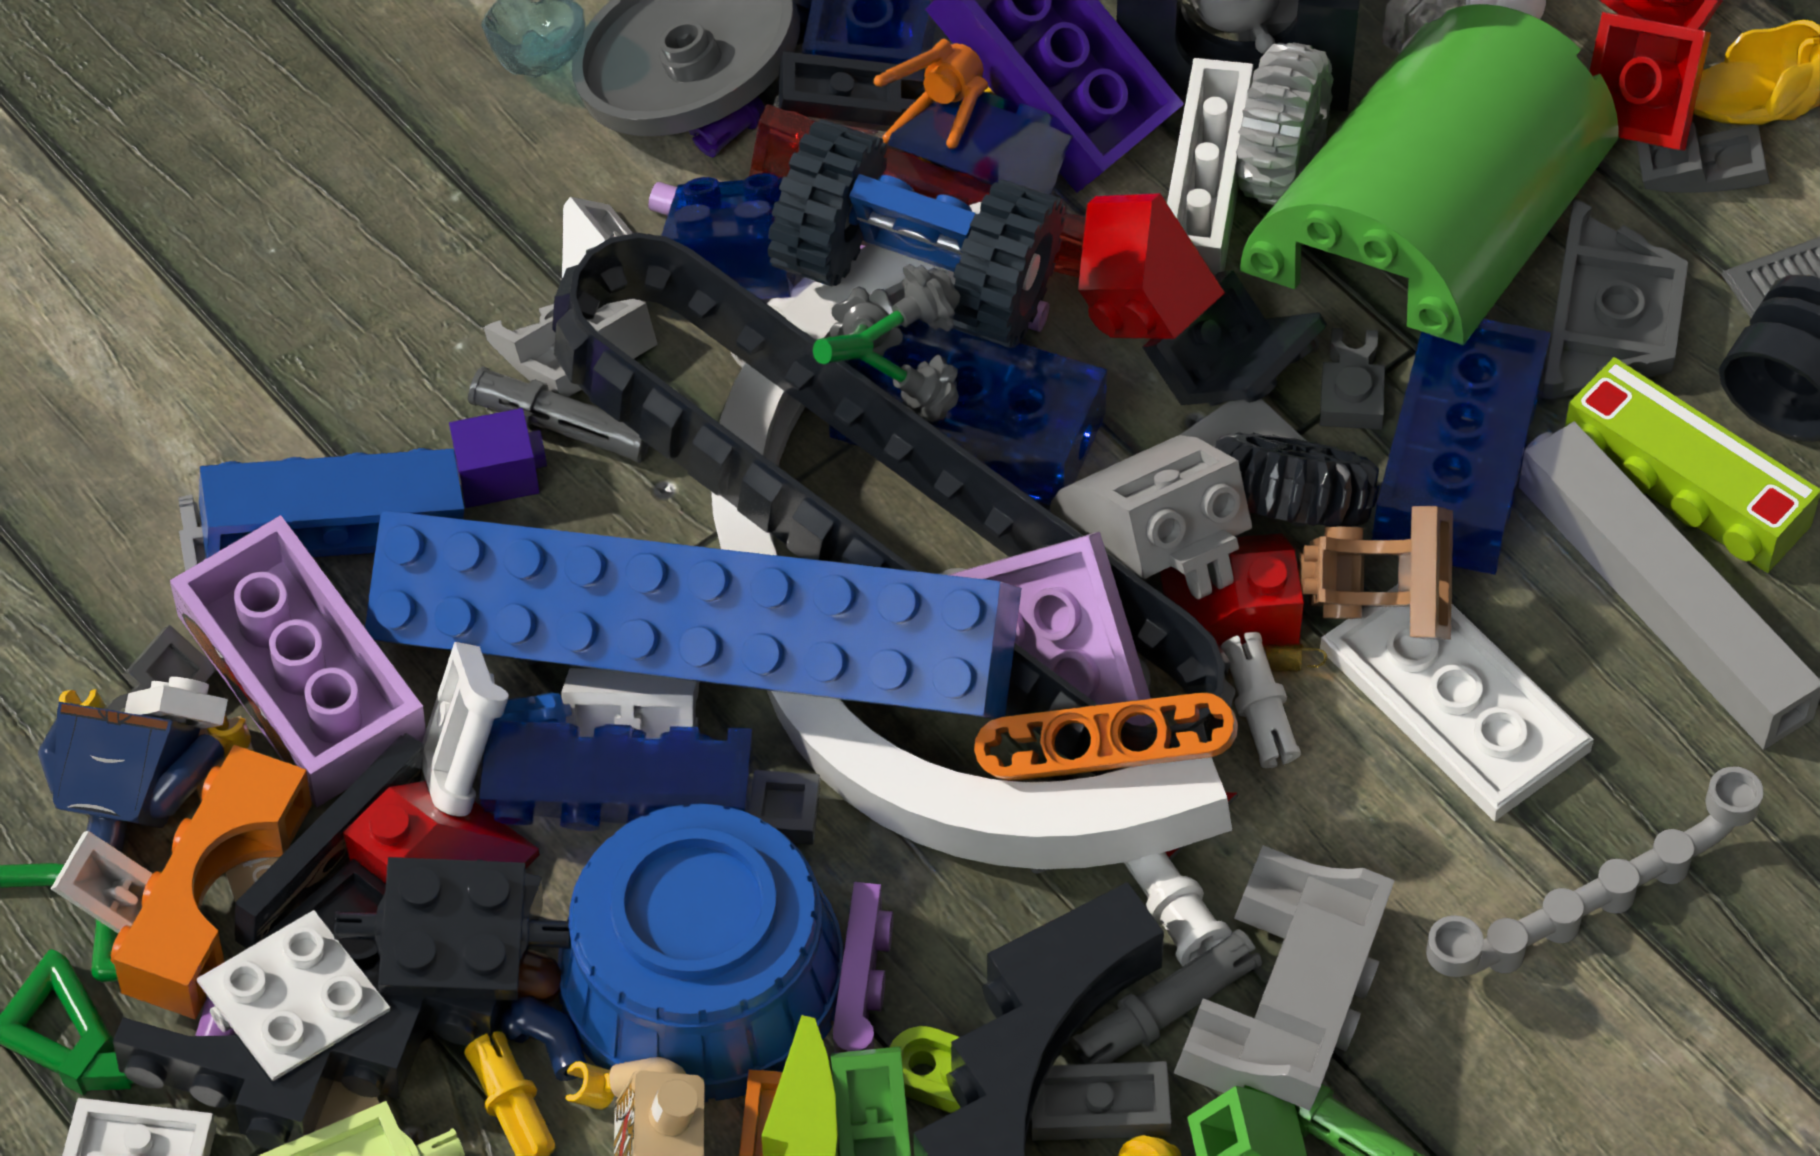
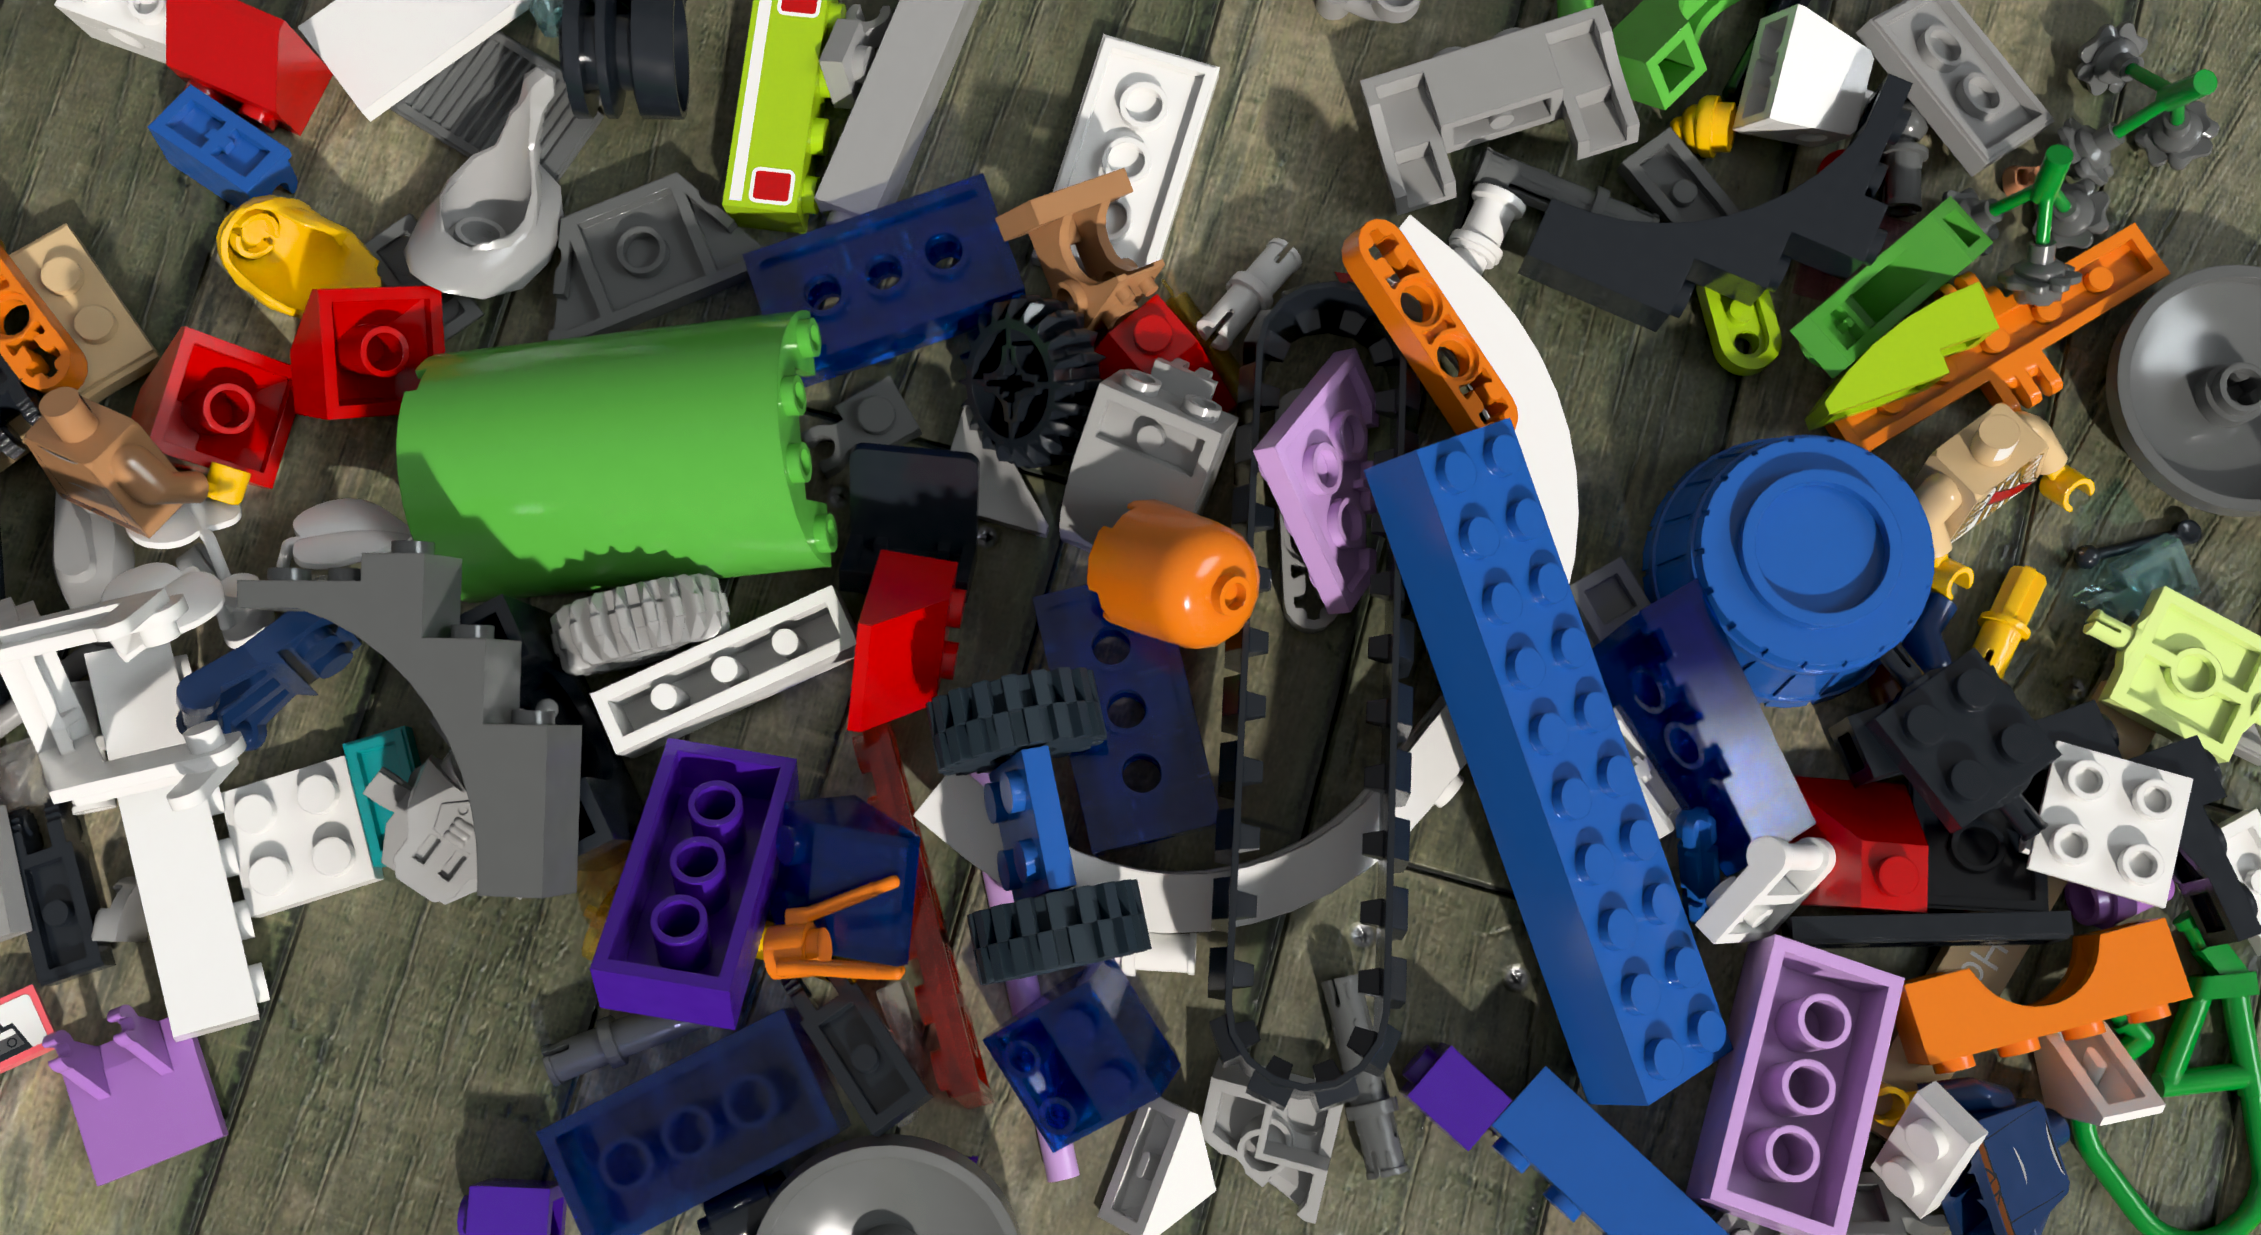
camera: 125 degrees left, 25 degrees up
(860, 984) = (1719, 429): medium lavender plate -> none
(870, 326) = (1177, 721): dark grey plant -> none
(1040, 422) = (1174, 575): none -> orange cylinder
(1706, 528) = (851, 53): none -> light grey plate
(1714, 208) = (502, 194): none -> light grey hat

